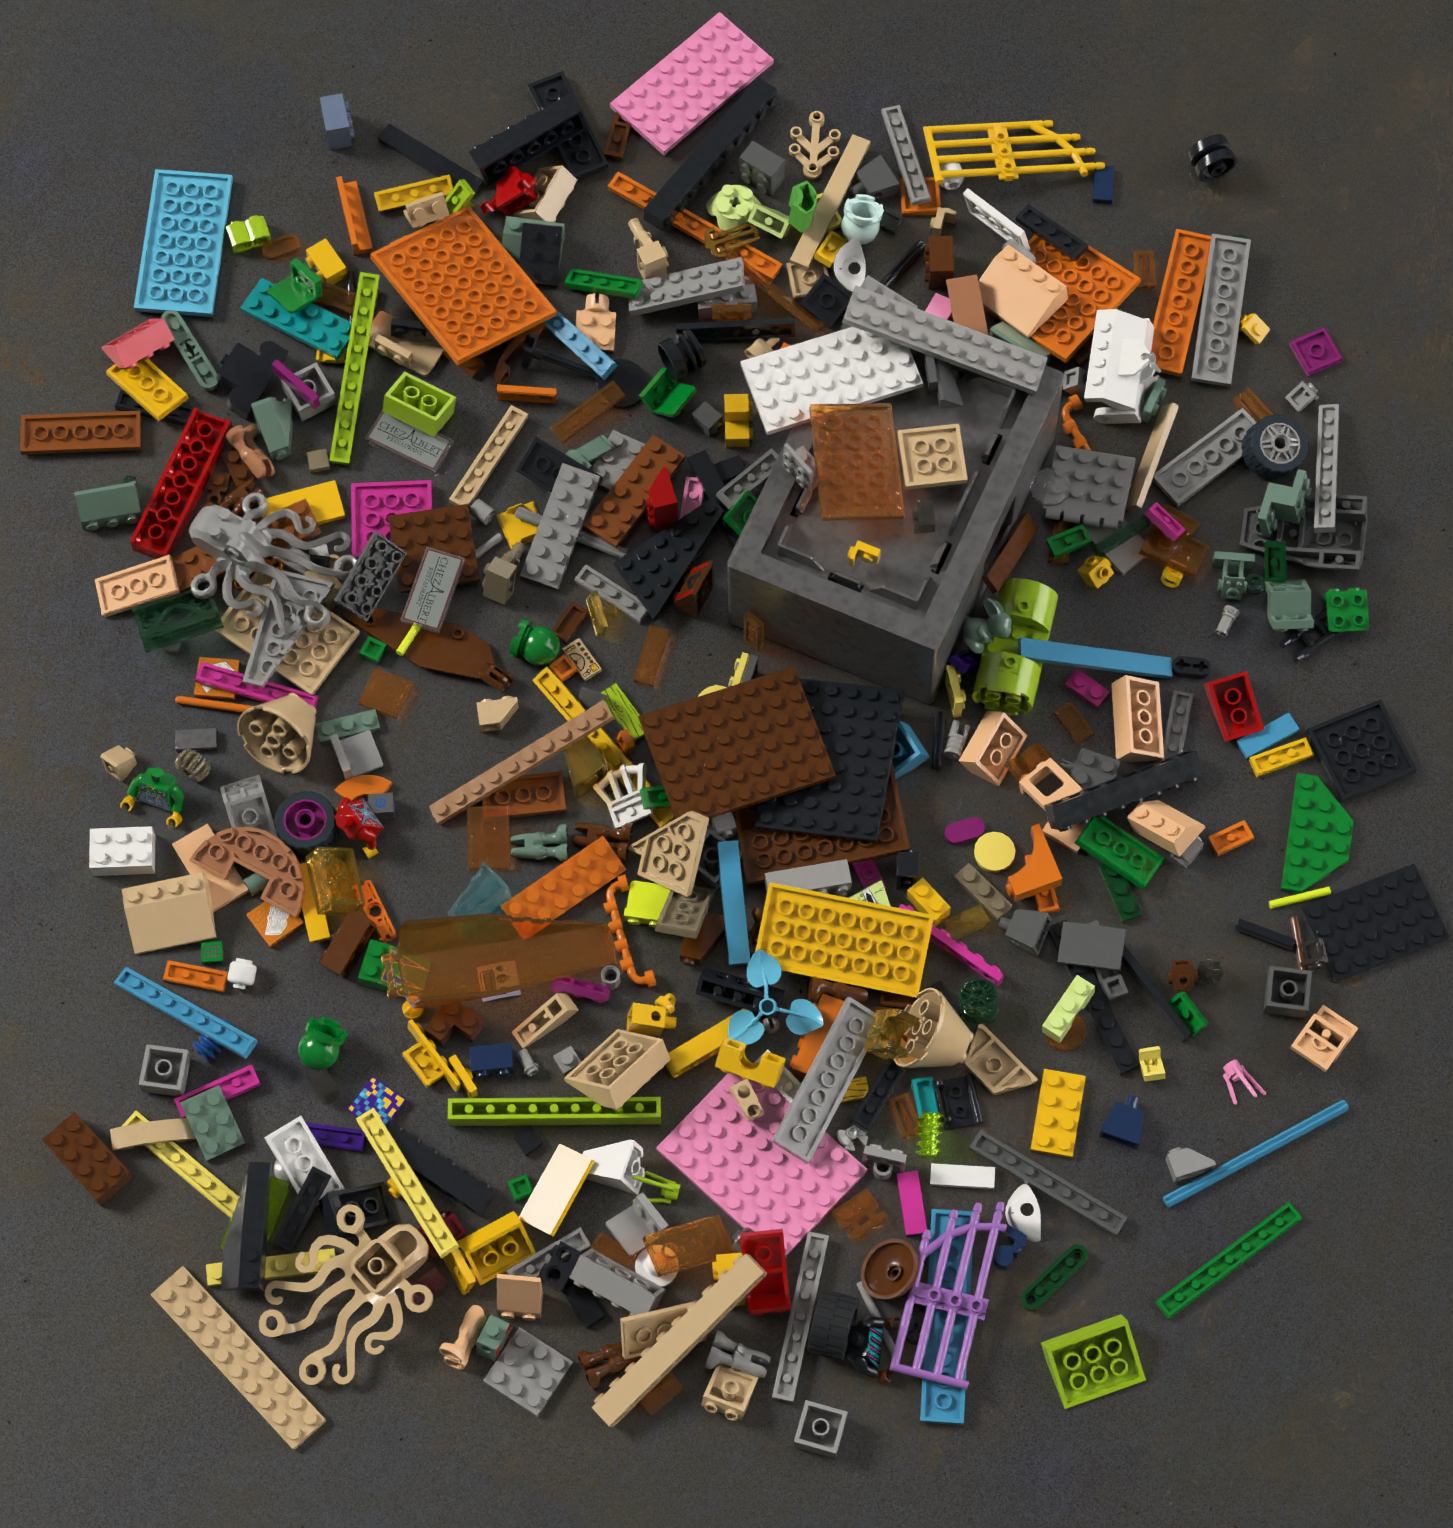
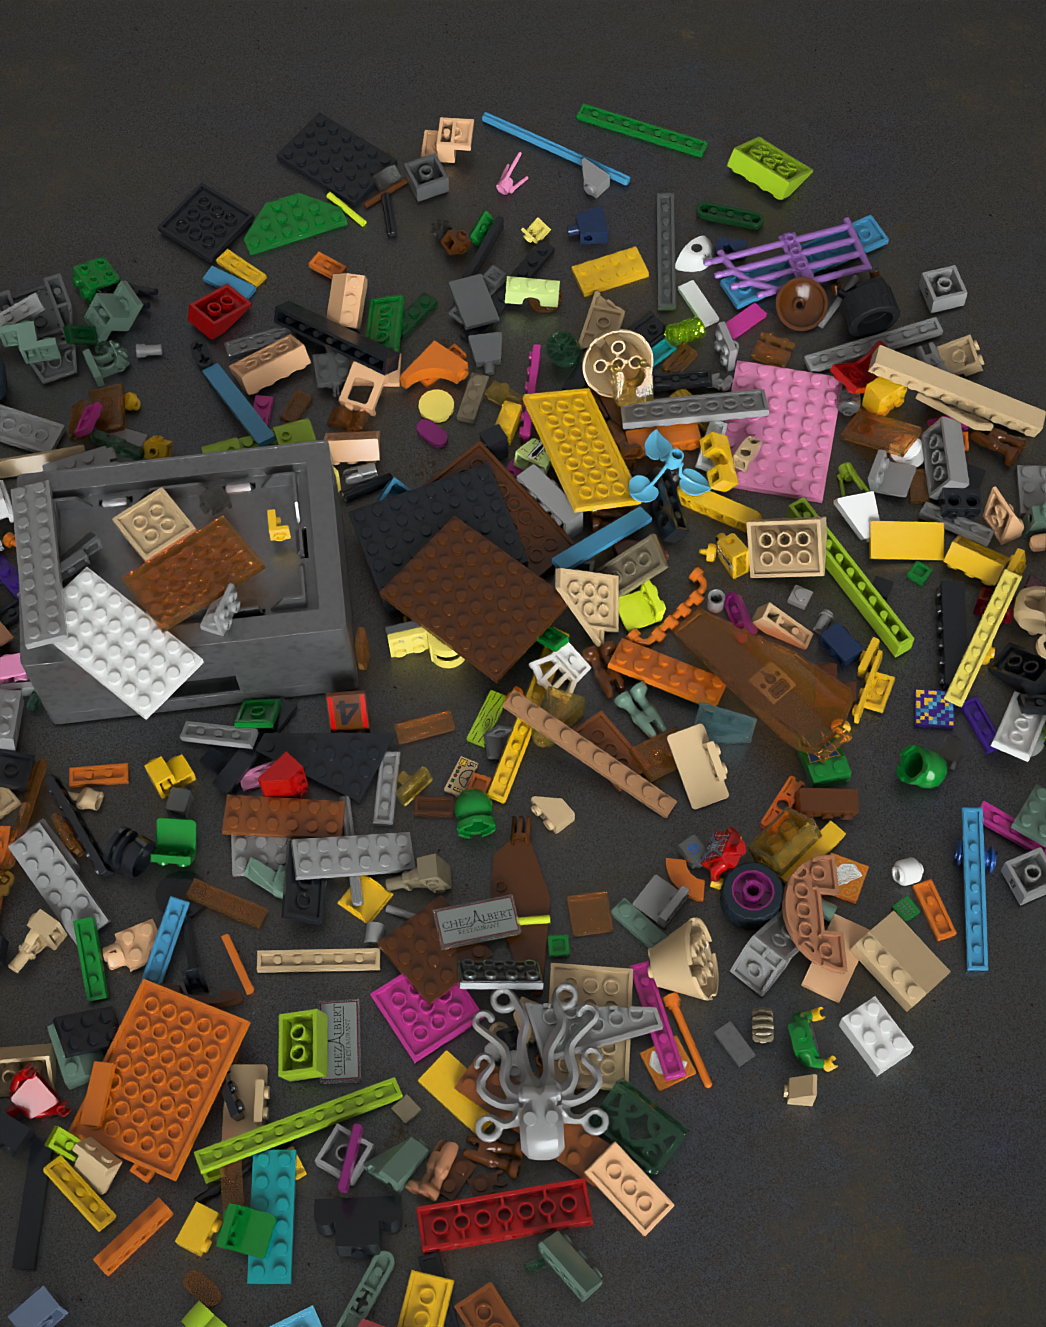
camera: 120 degrees left, 5 degrees down
(454, 853) = (699, 766): none -> tan bracket
(481, 236) = (97, 1094): none -> orange tile

